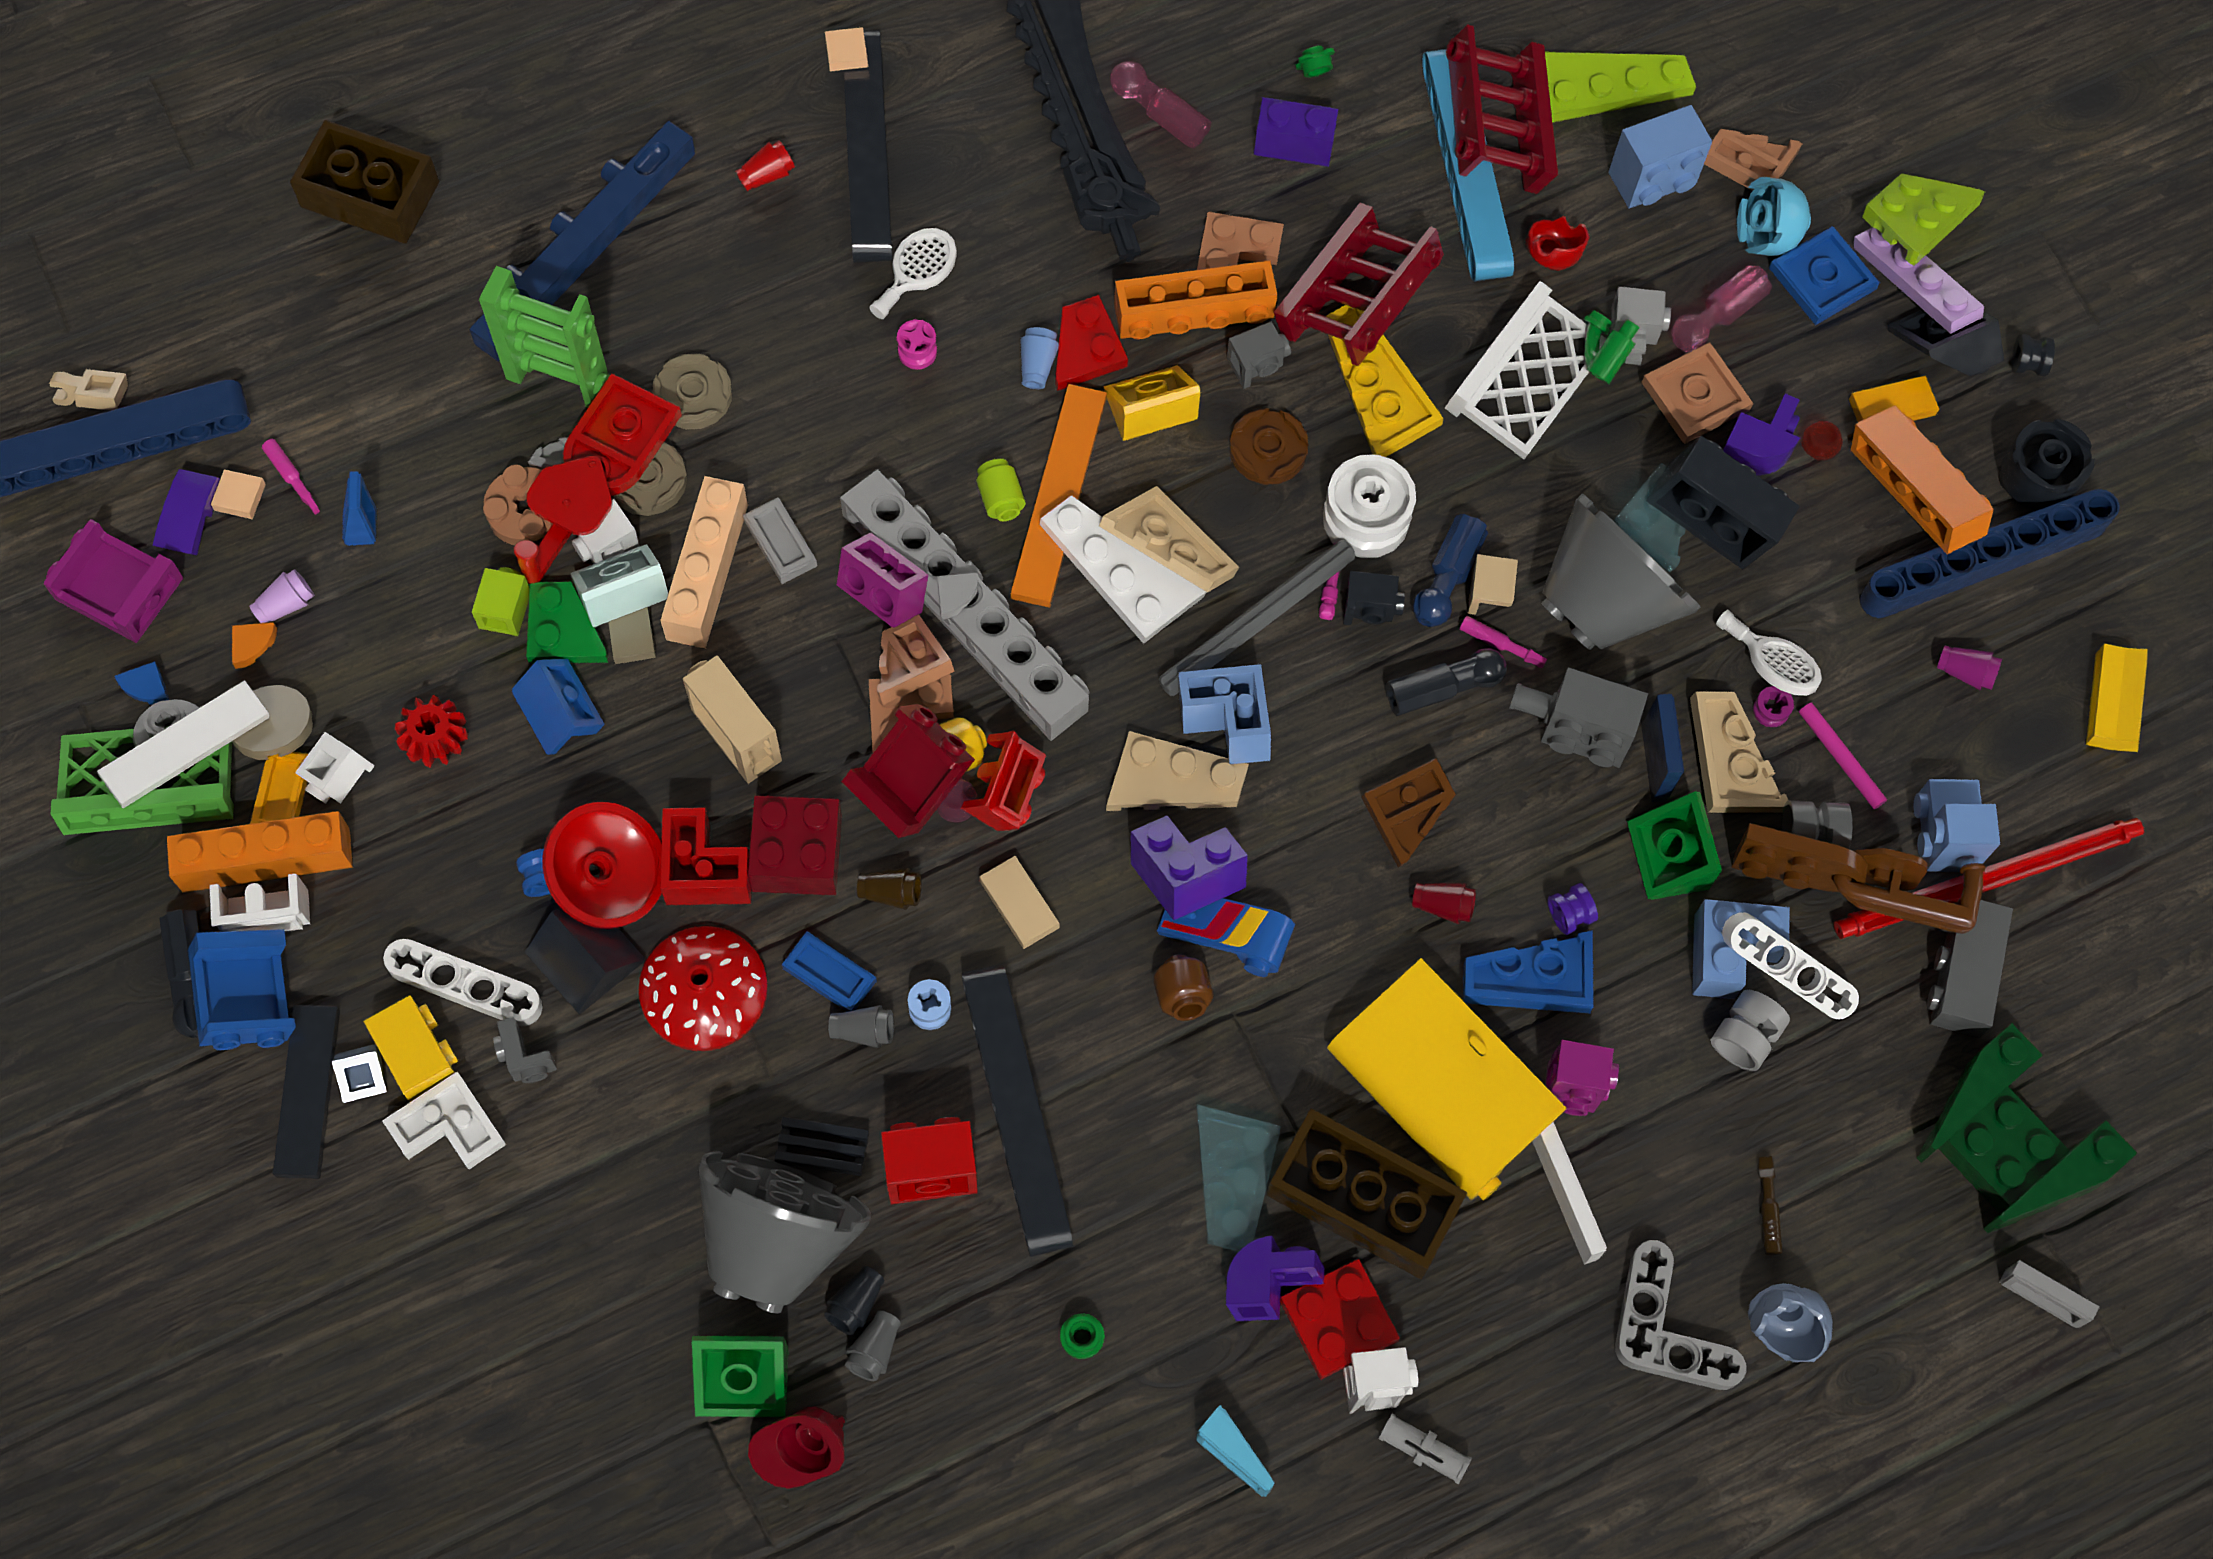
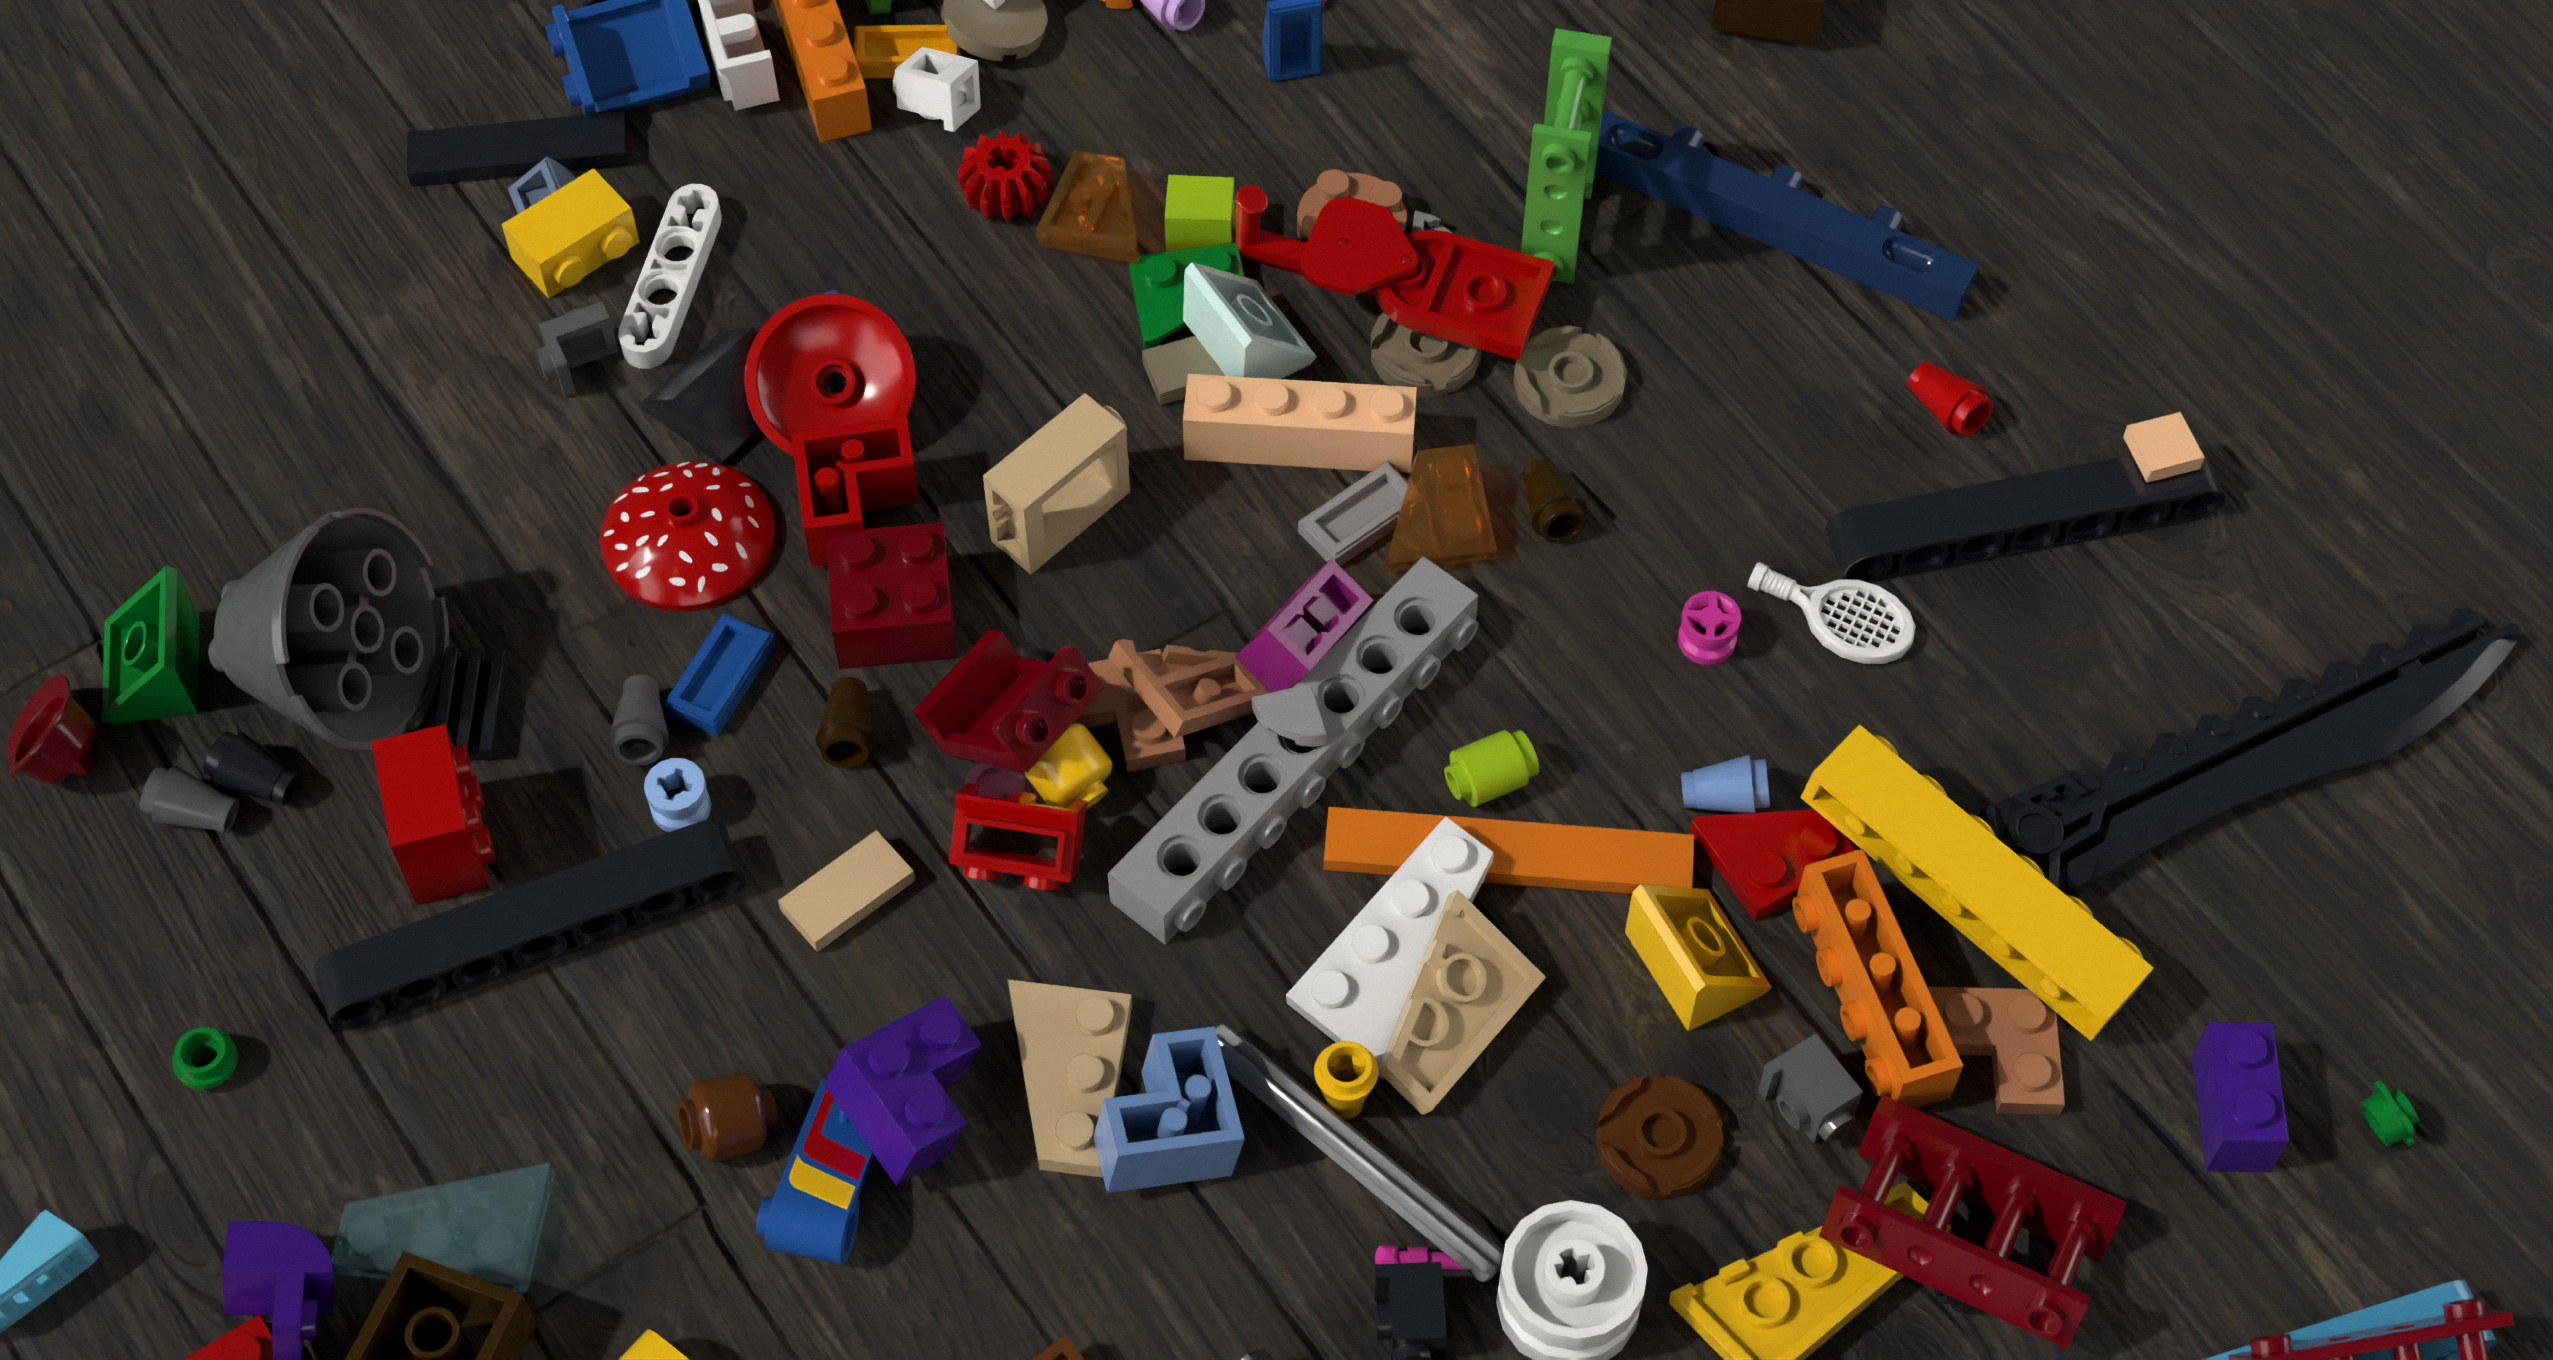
camera: 85 degrees right, 10 degrees down
(446, 1111) = (489, 291): white plate -> none
(478, 674) = (1092, 210): none -> clear orange wing
(556, 704) = (1070, 304): blue panel -> none
(609, 540) = (1320, 315): white brick -> none
(794, 485) = (1442, 512): none -> clear orange wing
(798, 418) = (1553, 502): none -> dark brown cone
(1142, 228) = (1976, 881): none -> yellow brick
(1162, 105) = (2227, 898): clear pink piece -> none
(1218, 605) = (1346, 1077): none -> yellow cone

